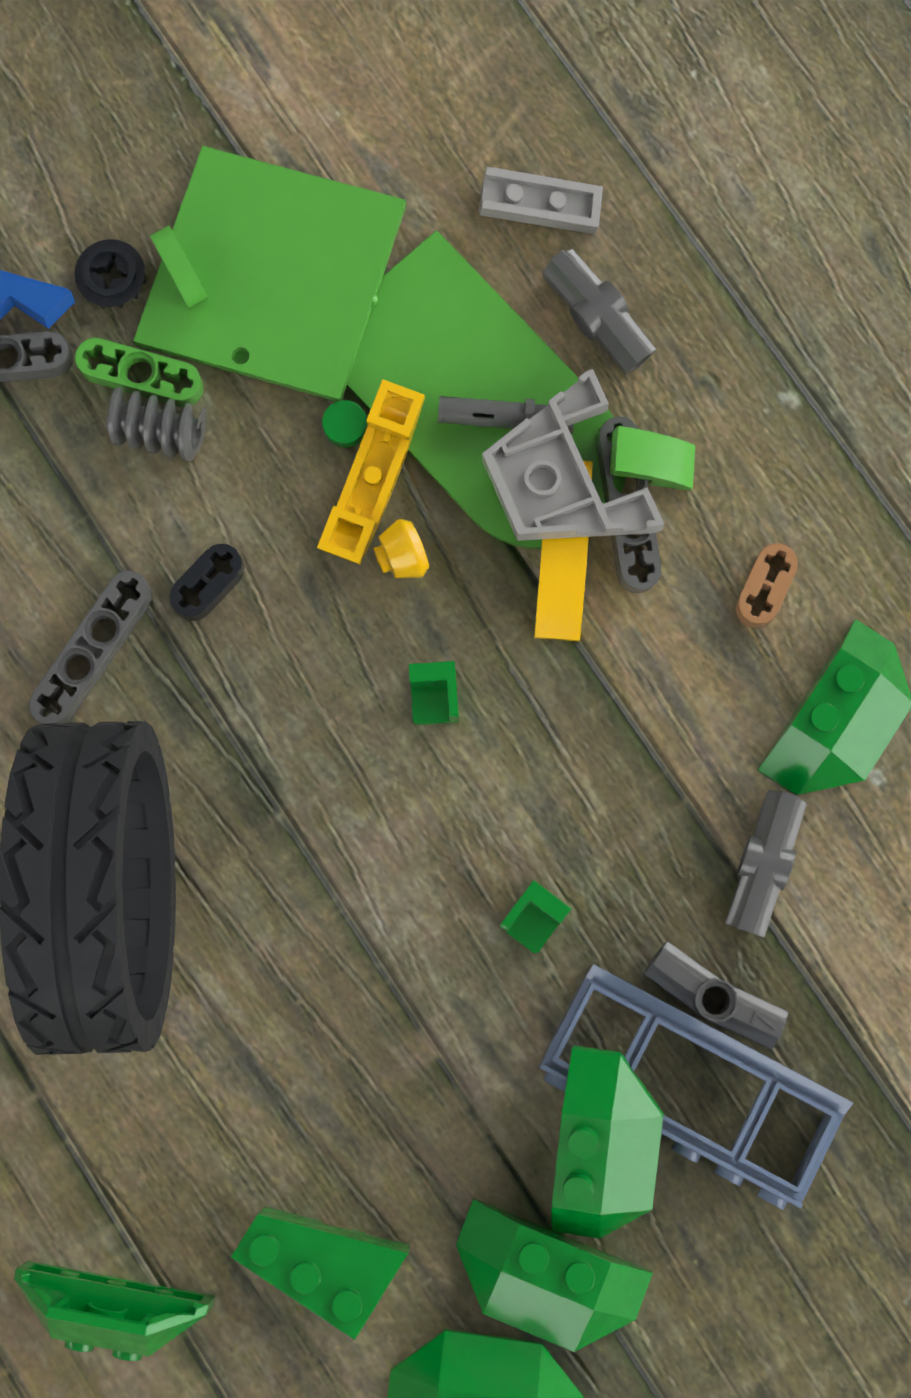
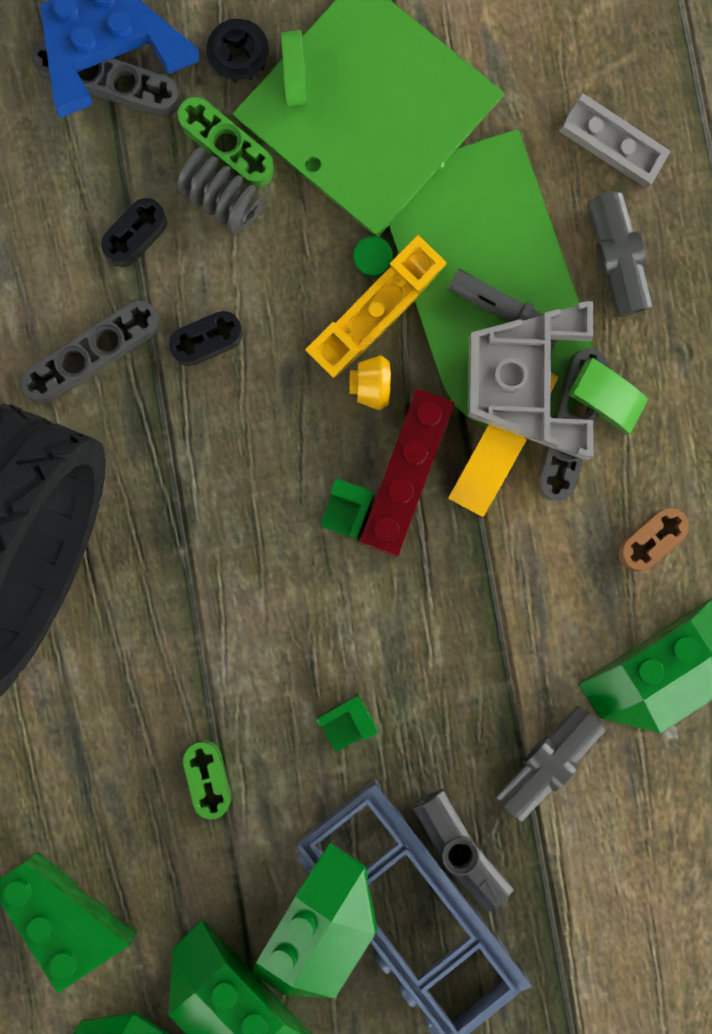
camera: 20 degrees right, 5 degrees up
(73, 501) = (127, 226): none -> black beam
(403, 1051) = (197, 781): none -> bright green beam
(480, 629) = (407, 473): none -> dark red arch

